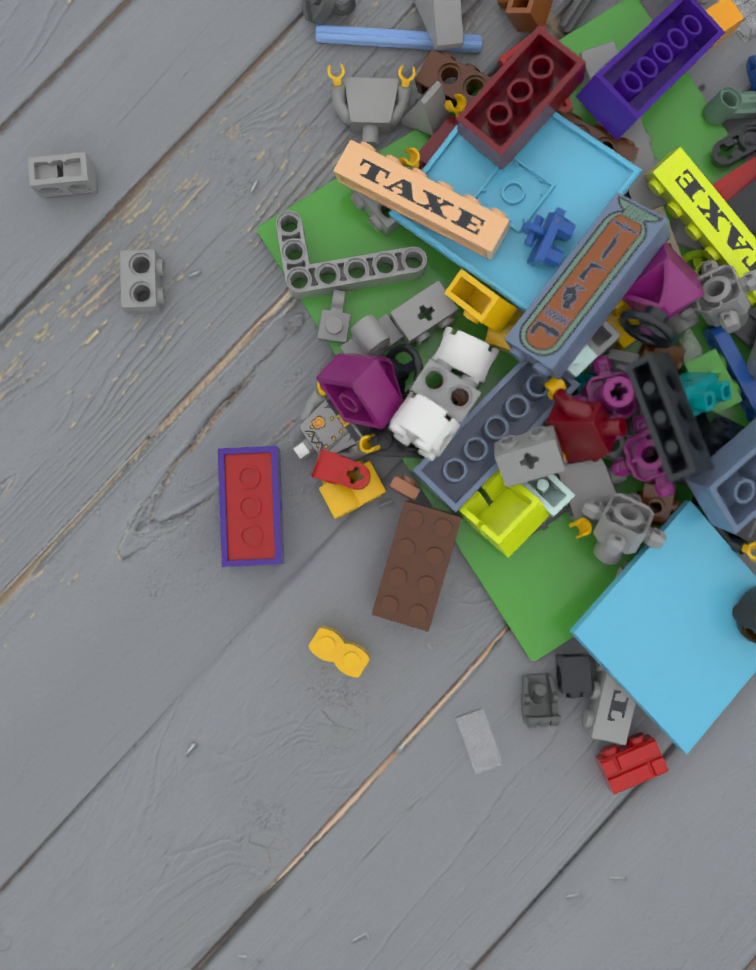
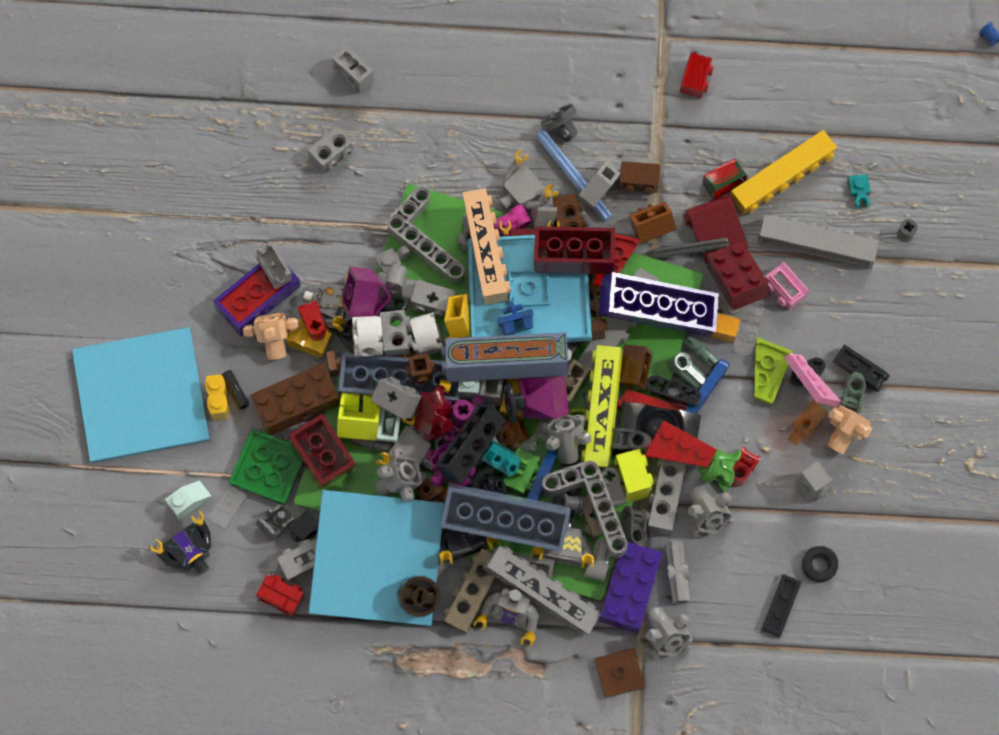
camera: 50 degrees right, 15 degrees down
(238, 464) = (273, 265): none -> light grey hinge
(261, 733) = (140, 395): none -> medium azure tile
(314, 528) = (272, 331): none -> light nougat piece
(340, 620) = (234, 387): none -> black piece
(403, 137) = (518, 218): none -> dark pink piece
(433, 779) = (187, 499): none -> light aqua slope
(468, 657) = (267, 467): none -> green plate
(492, 827) = (187, 548): none -> torso
(509, 588) = (321, 451): none -> dark red brick
(524, 393) = (422, 363): none -> reddish brown brick
(695, 148) = (635, 367): none -> reddish brown brick
(721, 72) = (701, 351): none -> sand green pin

